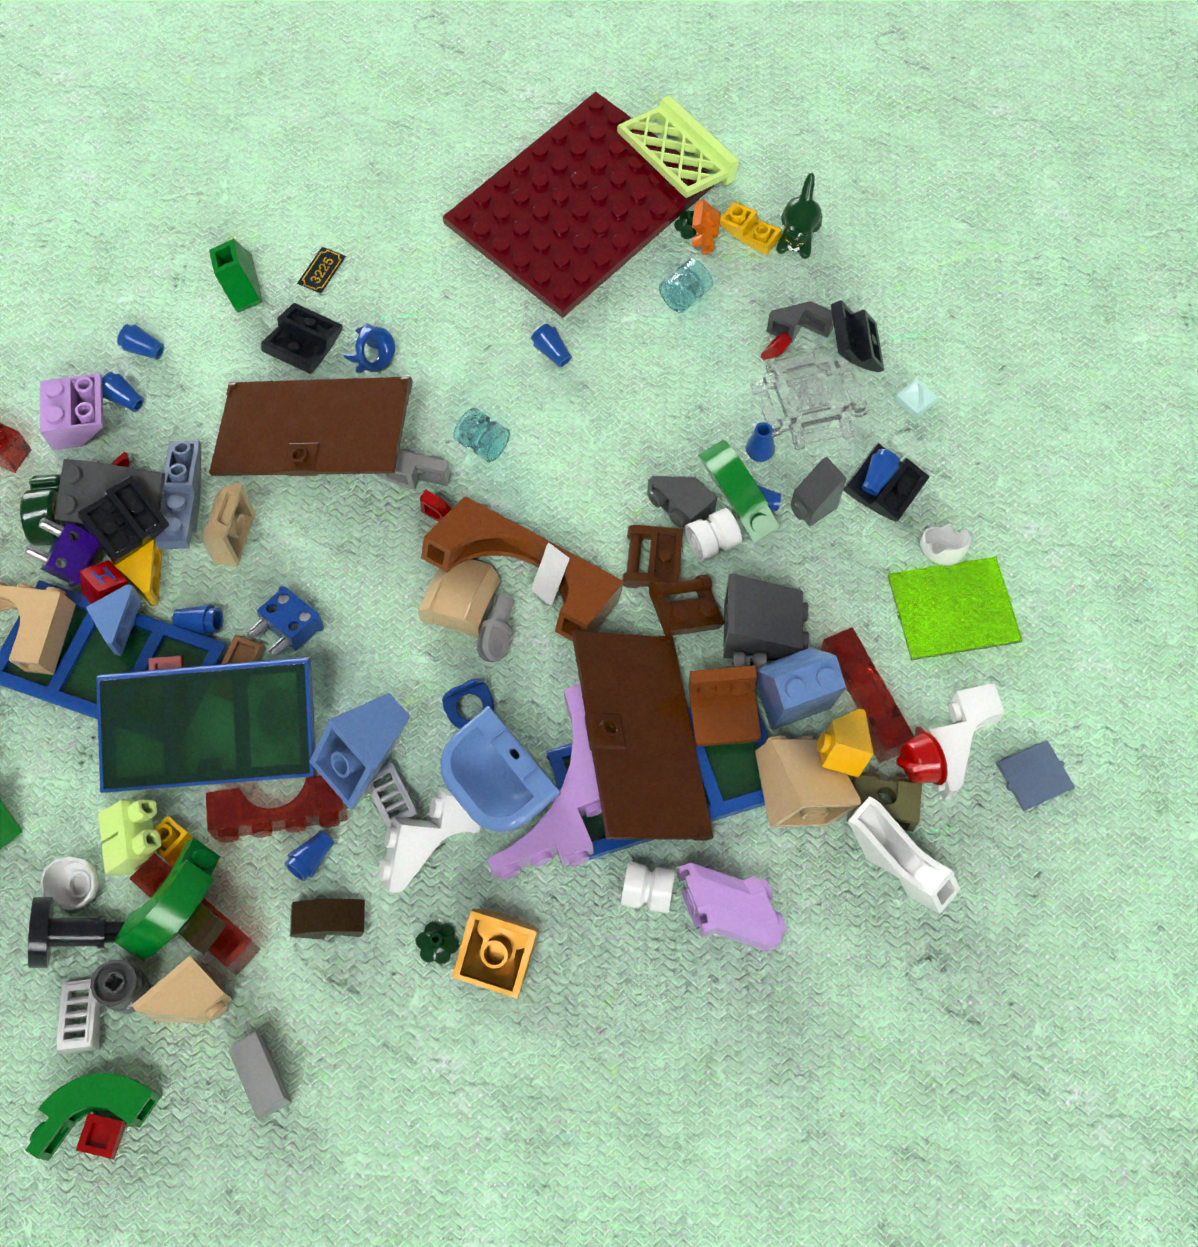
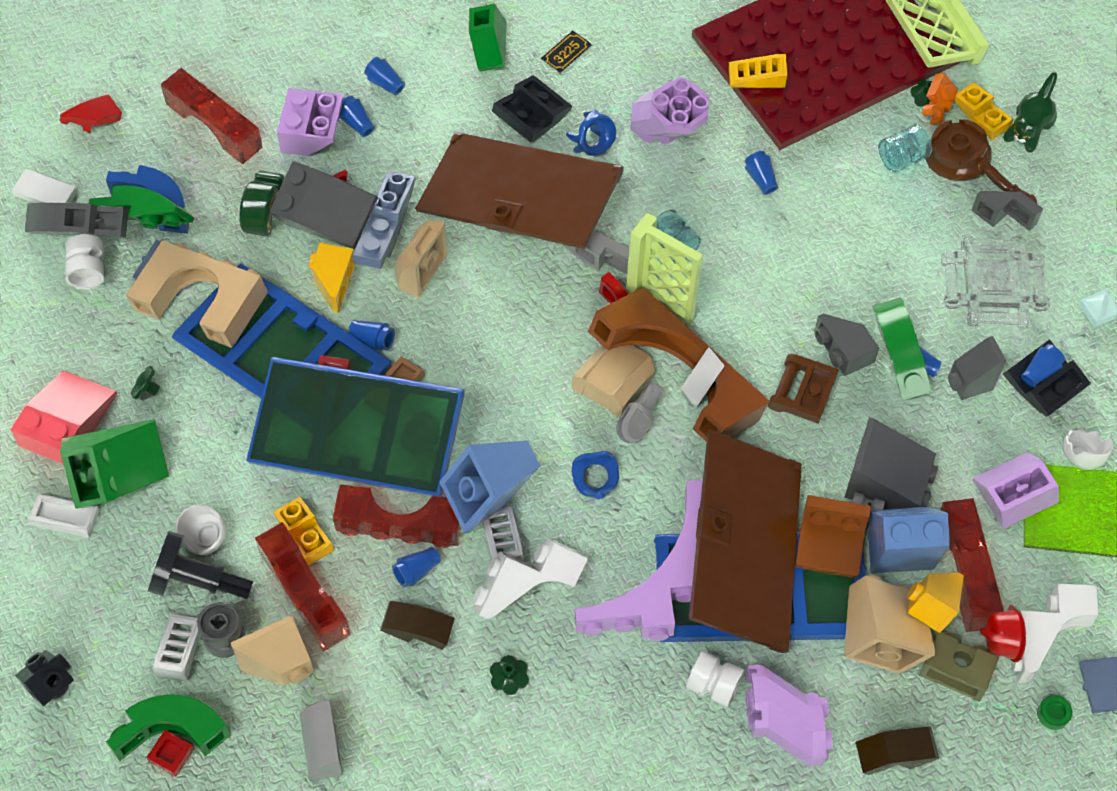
camera: 15 degrees right, 5 degrees down
(71, 554) = (276, 247): dark purple piece -> none
(100, 581) = (297, 283): red brick -> none
(115, 616) = (301, 309): medium blue slope -> none
(123, 520) = (330, 228): black slope -> none
(128, 835) = (262, 502): yellowish green hips -> none
(173, 903) = (285, 570): green arch -> none
(202, 928) = (306, 594): dark brown slope -> none
(288, 619) = (452, 354): blue piece -> none
(443, 307) = (670, 111): none -> lavender brick
(458, 473) = (643, 265): none -> yellowish green fence
(495, 775) = (603, 536): medium blue piece -> none
(495, 952) = (560, 695): pearl gold slope -> none
(525, 233) = (766, 80): none -> yellow slope
(686, 615) = (819, 447): reddish brown plate -> none
(718, 532) = (862, 382): white wheel -> none
(744, 276) = (964, 153): none -> reddish brown piece
(761, 443) = (936, 310): blue cone -> none
(776, 346) = (976, 225): red tile -> none
(847, 907) = (897, 747): none -> dark brown slope
(857, 337) = (1057, 236): black slope -> none
(890, 603) = (1018, 489): none -> lavender slope
(894, 851) = (955, 710): white arch -> none
(988, 821) = (1054, 712): none -> green tile

